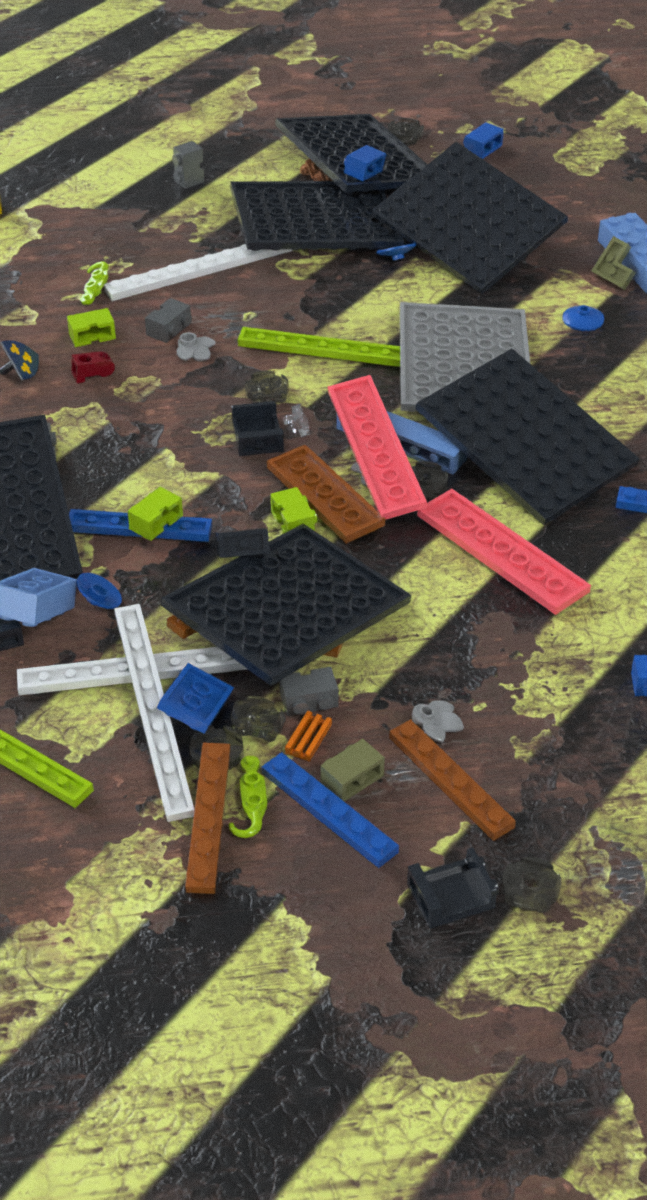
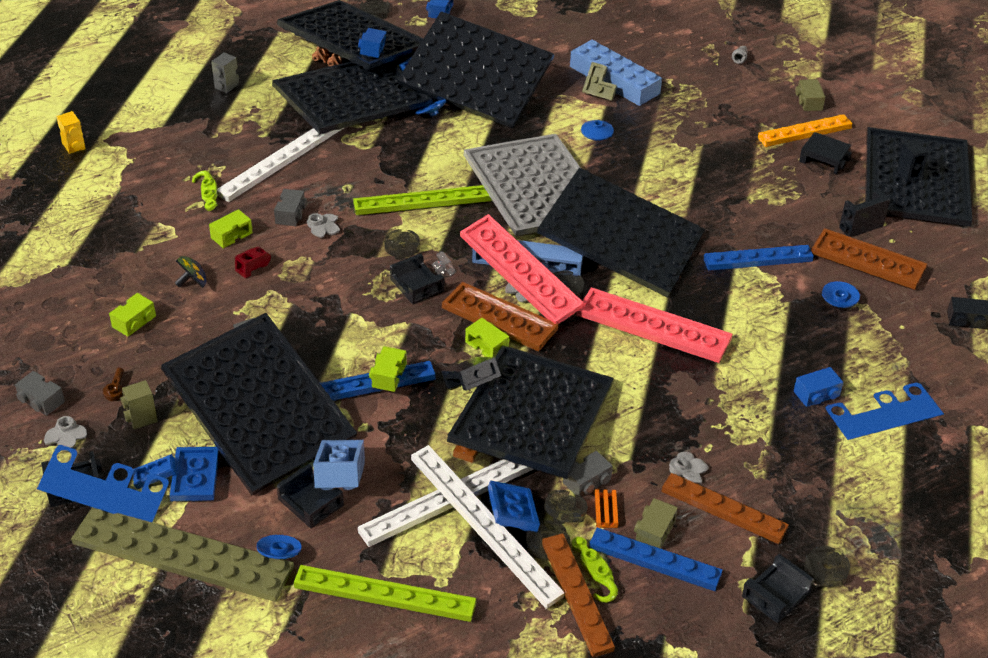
camera: 25 degrees left, 0 degrees up
(98, 591) = (380, 444): blue dish -> none

